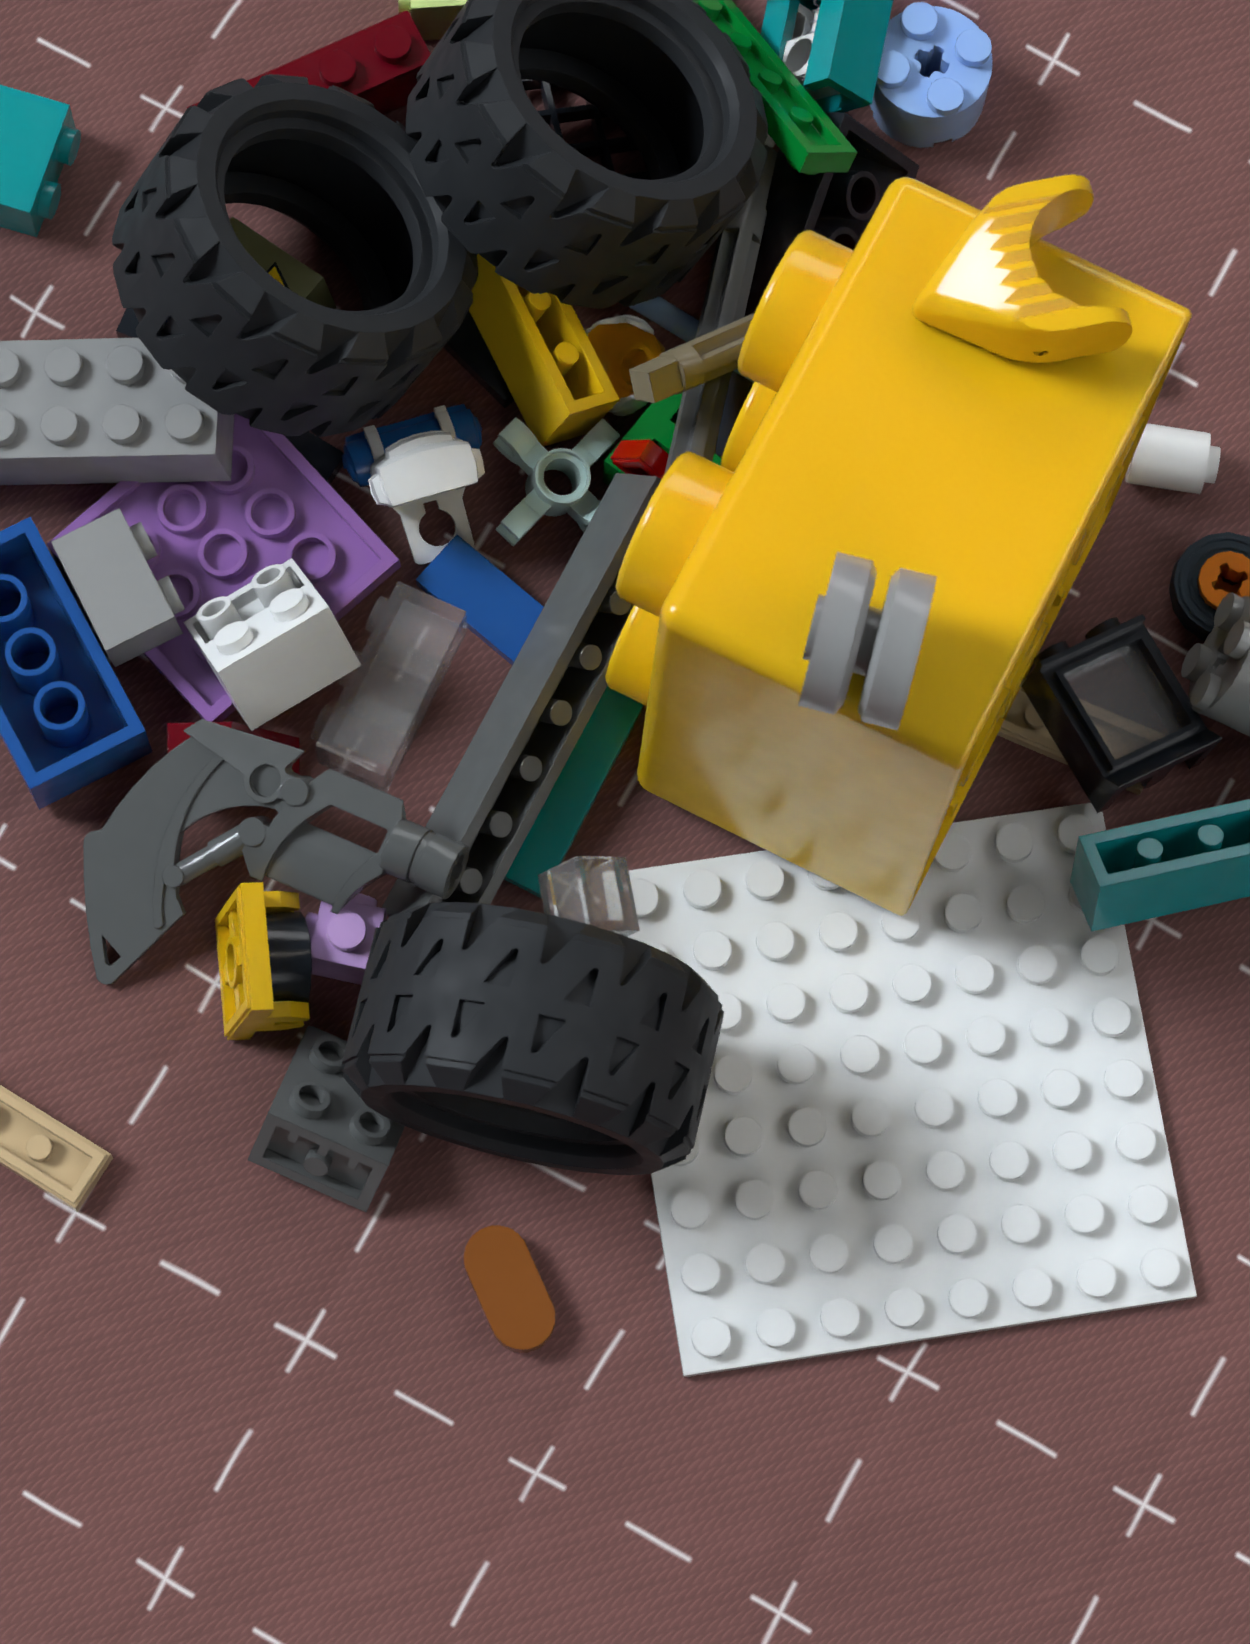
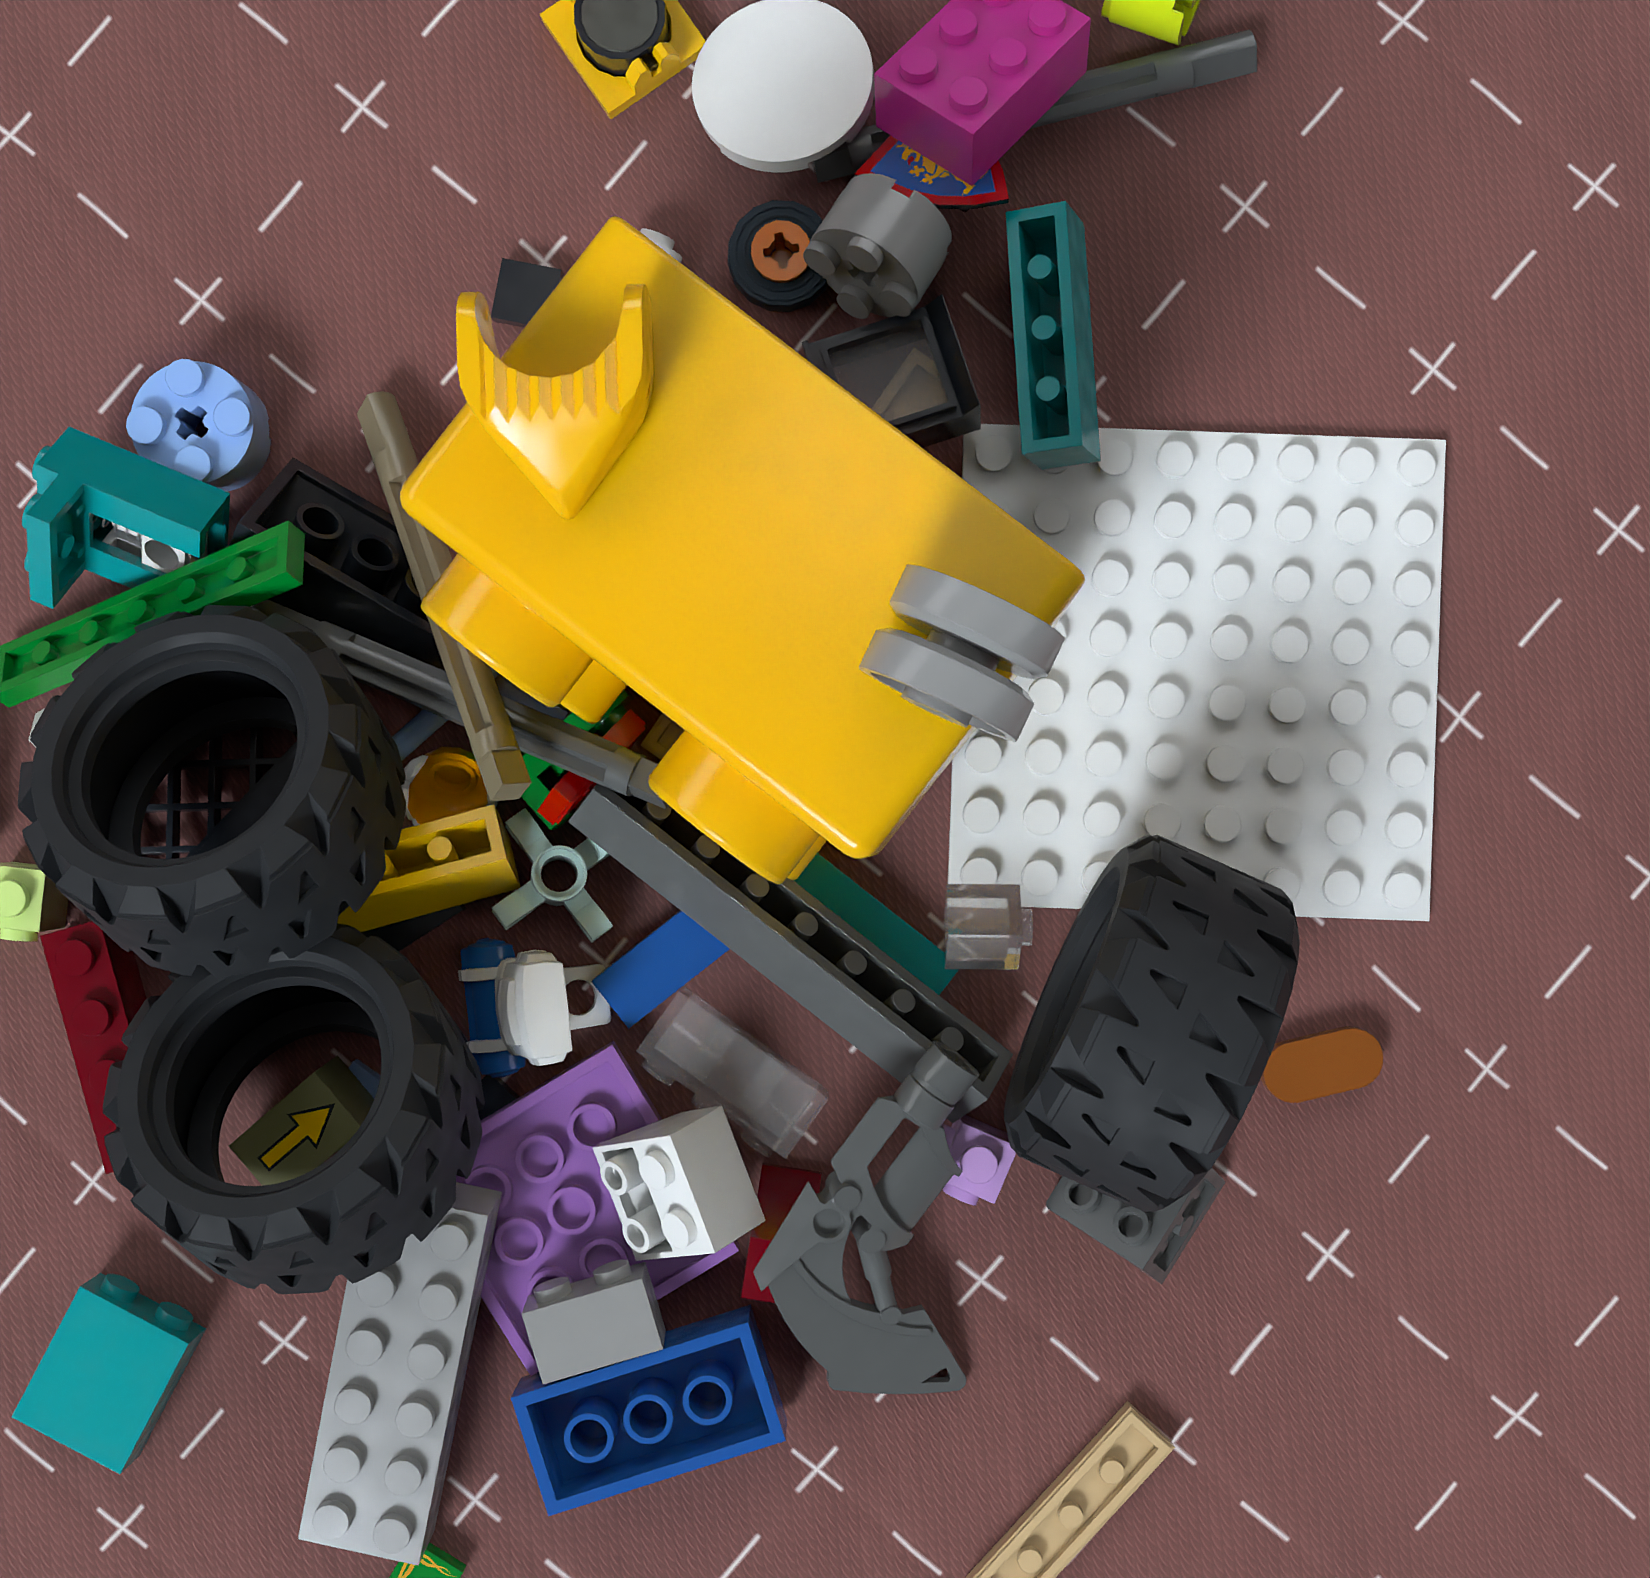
camera: 75 degrees left, 15 degrees up
(263, 961) = (987, 1241): yellow piece -> none

